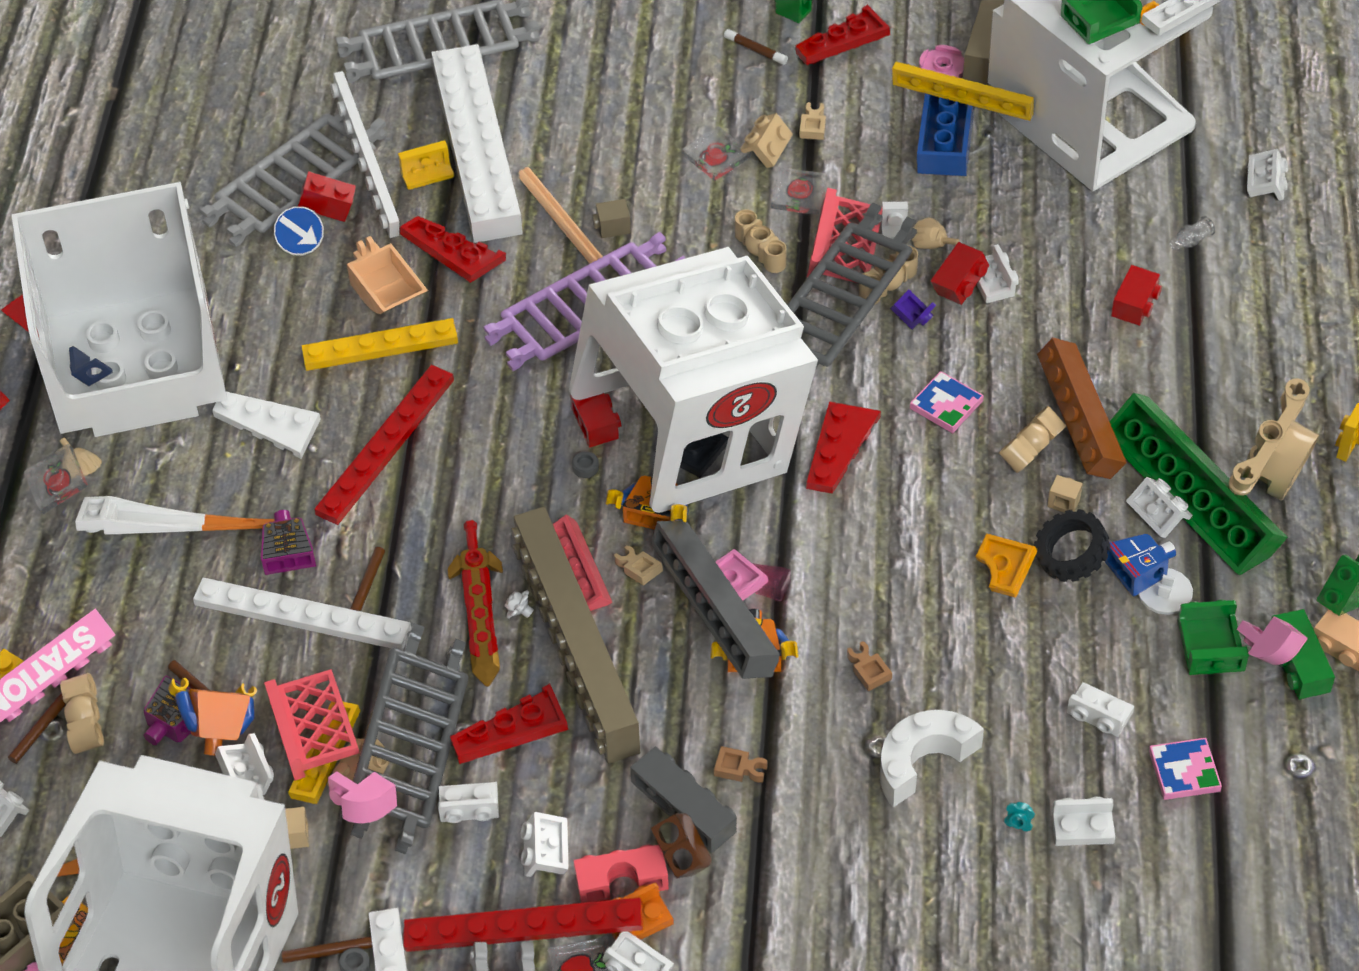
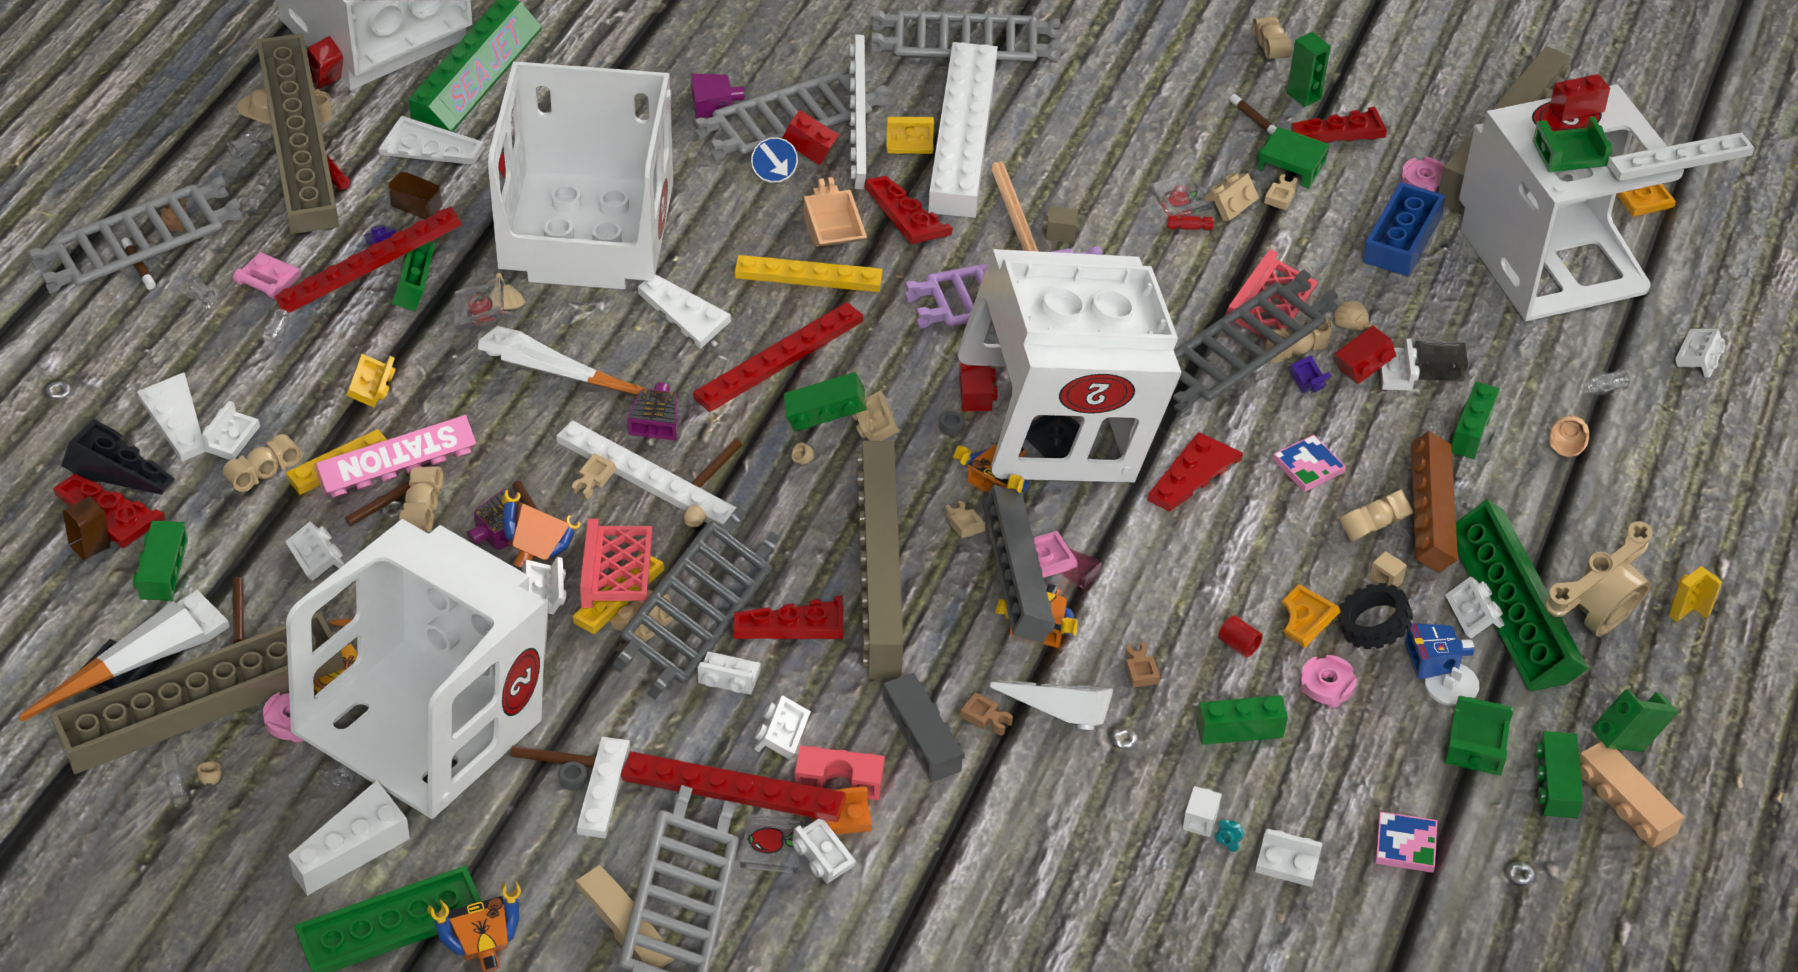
camera: 15 degrees right, 5 degrees down
(81, 367) = (536, 215): dark blue bracket -> none
(206, 175) = (712, 93): none -> magenta torso
(248, 628) = (594, 472): none -> tan plate
(297, 827) = (565, 647): tan plate -> none
(363, 801) = (632, 637): bright pink brick -> none
(368, 644) = (694, 516): none -> tan hinge
(449, 547) = (798, 455): none -> tan hinge
(454, 481) = (825, 401): none -> green brick
(478, 601) = (808, 505): sword -> none
(508, 482) = (877, 421): none -> tan bracket
(518, 604) = (841, 521): white plant -> none
(582, 563) = (911, 504): coral slope -> none
(700, 856) = (914, 763): reddish brown piece -> none
(736, 180) = (1190, 222): none -> red axle
(760, 241) = (1190, 279): tan piece -> none
(799, 191) = (1244, 247): clear tile -> none
(810, 78) = (1294, 153): none -> green panel
(822, 728) = (1073, 704): none -> white wedge
(893, 217) = (1321, 285): white bracket -> none
(921, 735) = (1163, 738): white brick -> none
(952, 605) = (1240, 636): none -> red piece
(963, 91) = (1429, 197): yellow plate -> none
(985, 800) = (1202, 811): none -> white brick
(989, 691) = (1241, 720): none -> green brick
(1033, 256) = (1441, 360): none -> clear smoke brick
(1050, 638) = (1328, 692): none -> bright pink plate
(1088, 310) = (1474, 420): none -> green arch
(1100, 709) = (1345, 766): white bracket -> none
(1136, 295) = (1528, 420): red brick -> none
(1181, 301) = (1569, 436): none -> light nougat hair
(1275, 644) = (1536, 754): bright pink brick -> none

